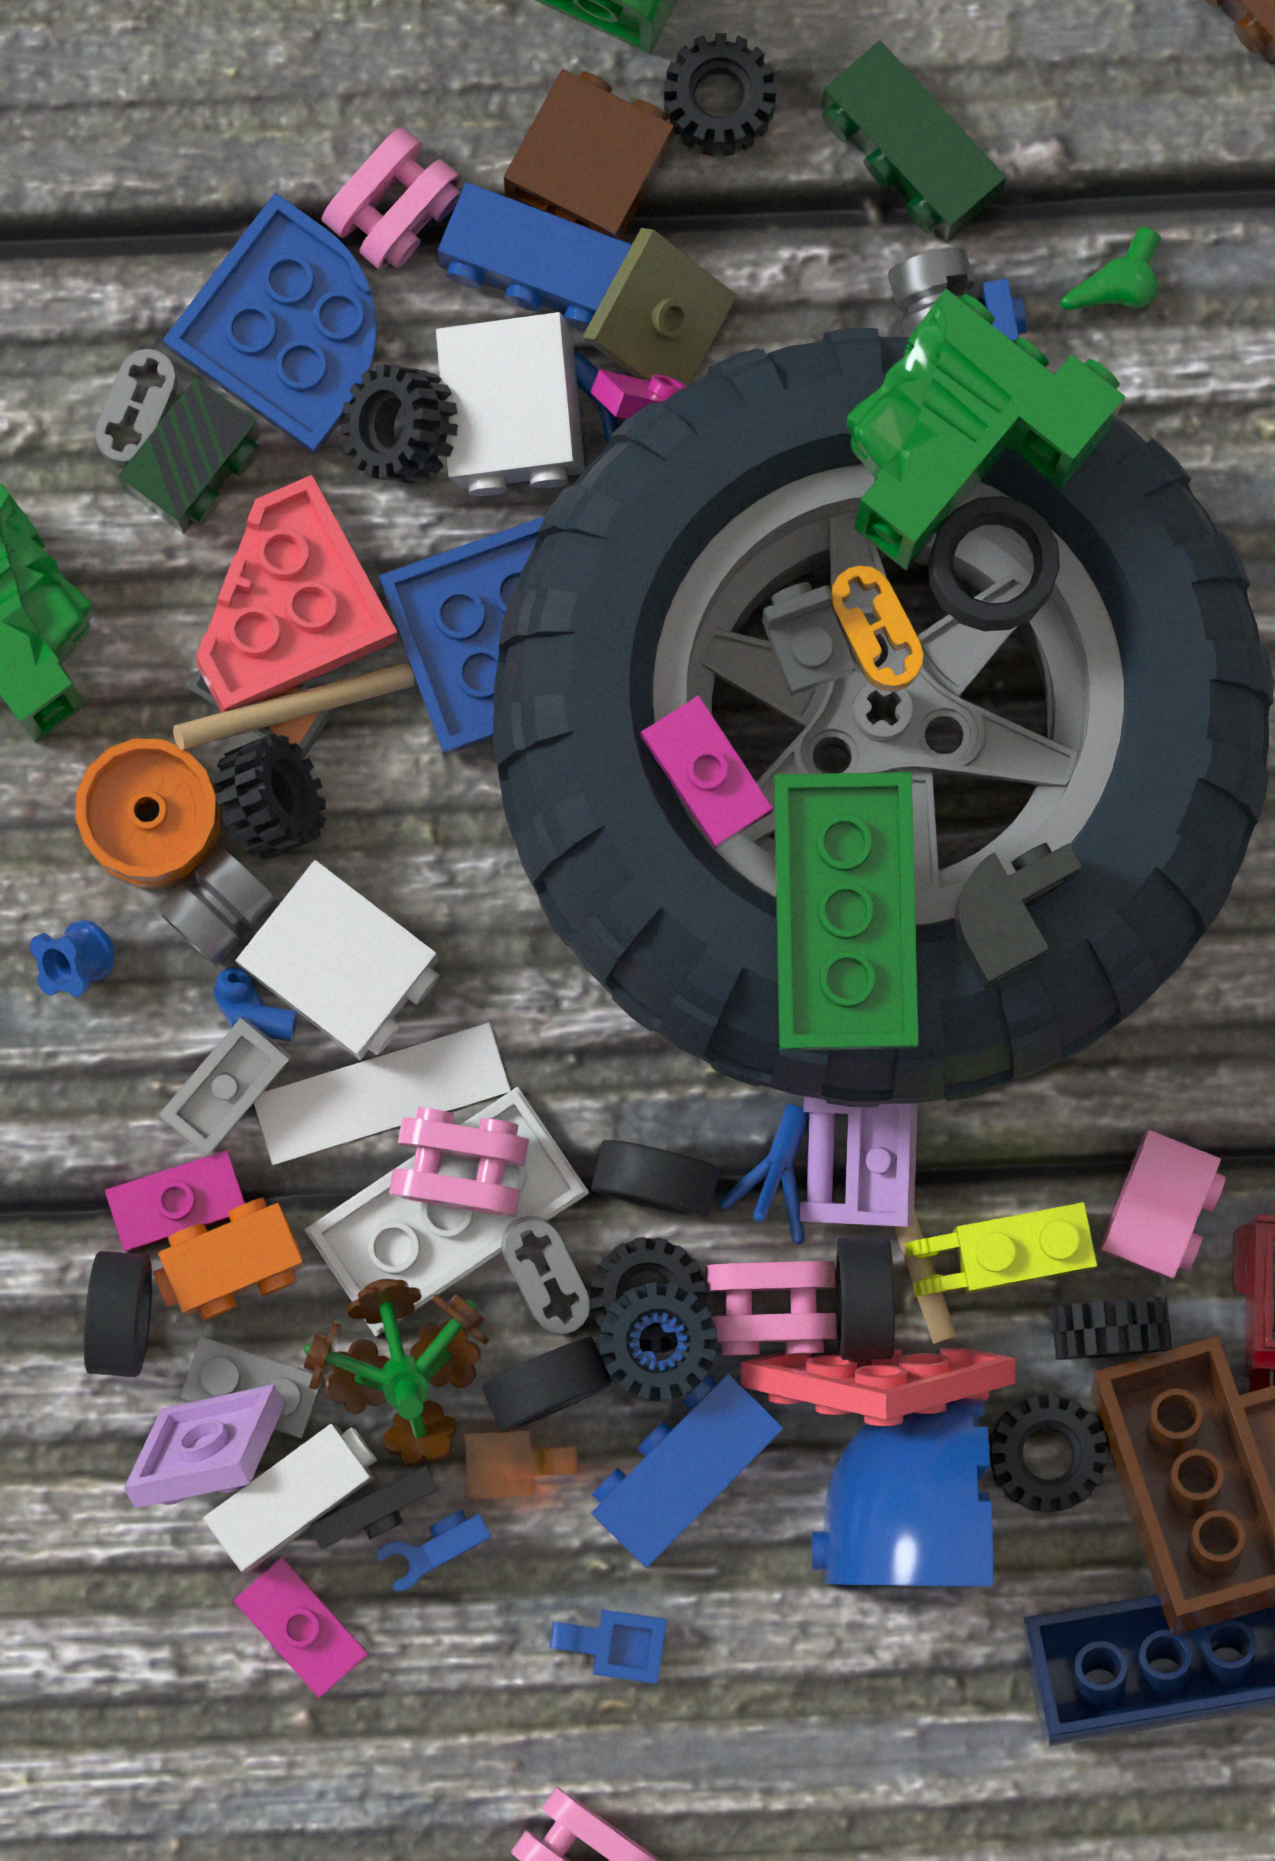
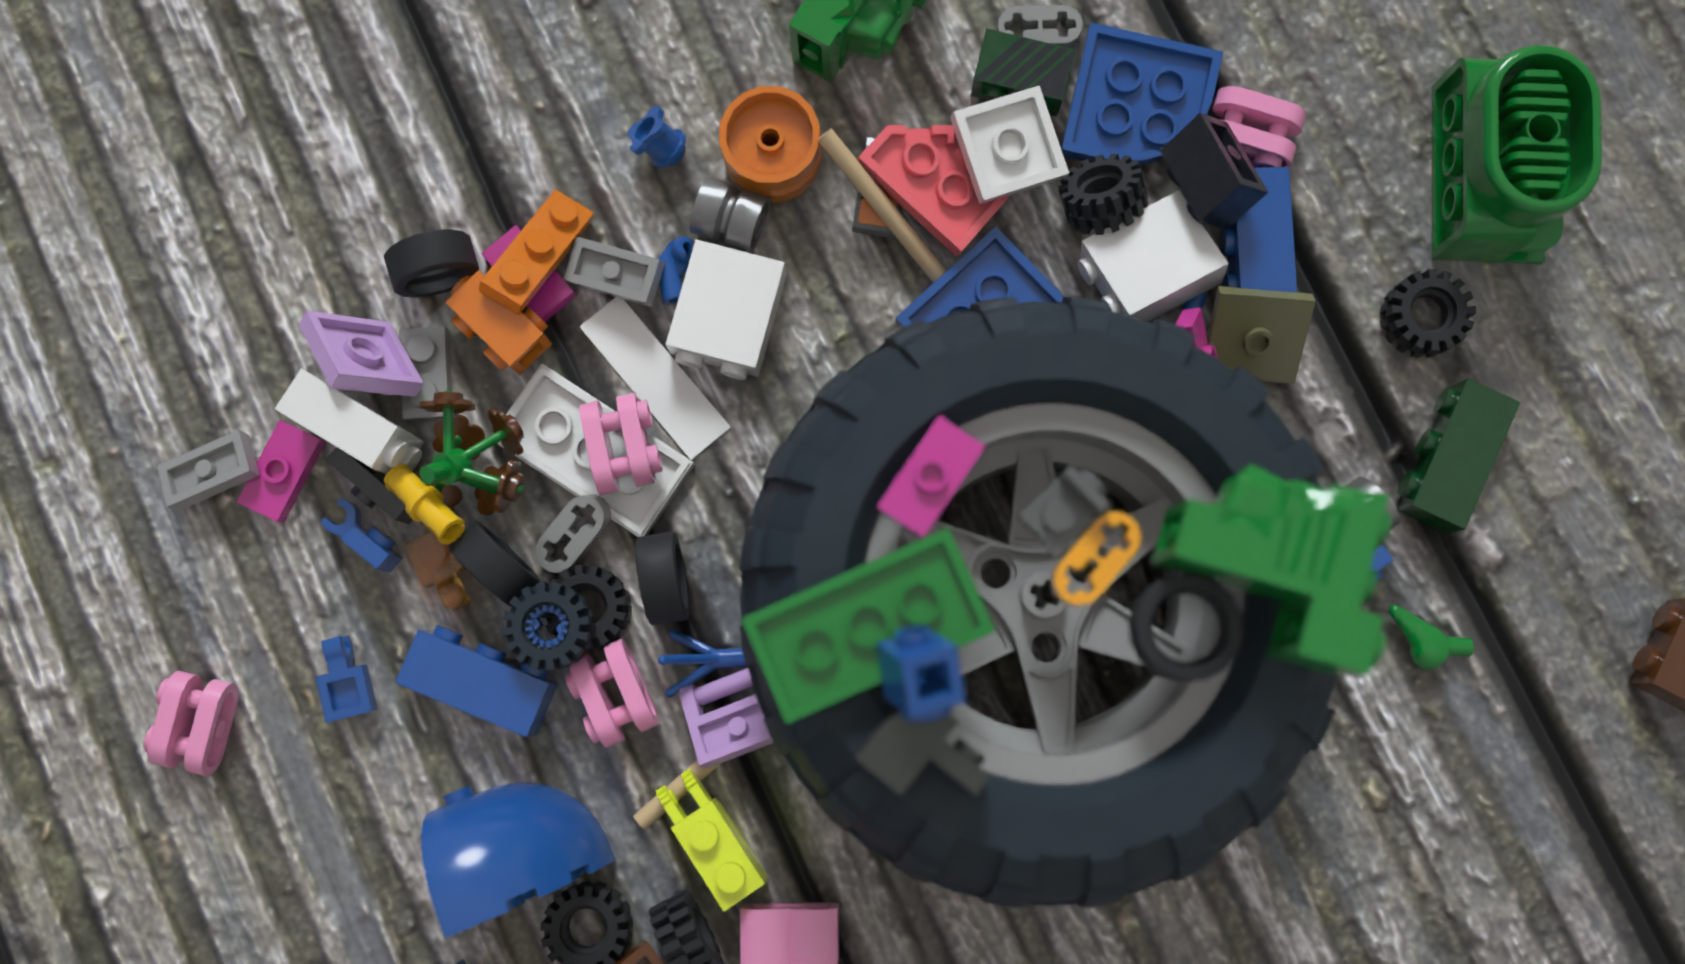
camera: 75 degrees right, 0 degrees up
(160, 1171) = (536, 252): none -> orange plate
(262, 1718) = (207, 470): none -> light grey plate
(270, 796) = (802, 202): black tyre -> none
(288, 513) = (1009, 144): none -> white plate
(436, 279) = (1213, 172): none -> black brick
(436, 1437) = (424, 504): none -> yellow pin
(589, 155) = (1346, 242): reddish brown brick -> none
(865, 1298) = (638, 756): black tyre -> none
(879, 1387) = (581, 792): coral plate -> none
(927, 868) = (920, 673): none -> blue brick

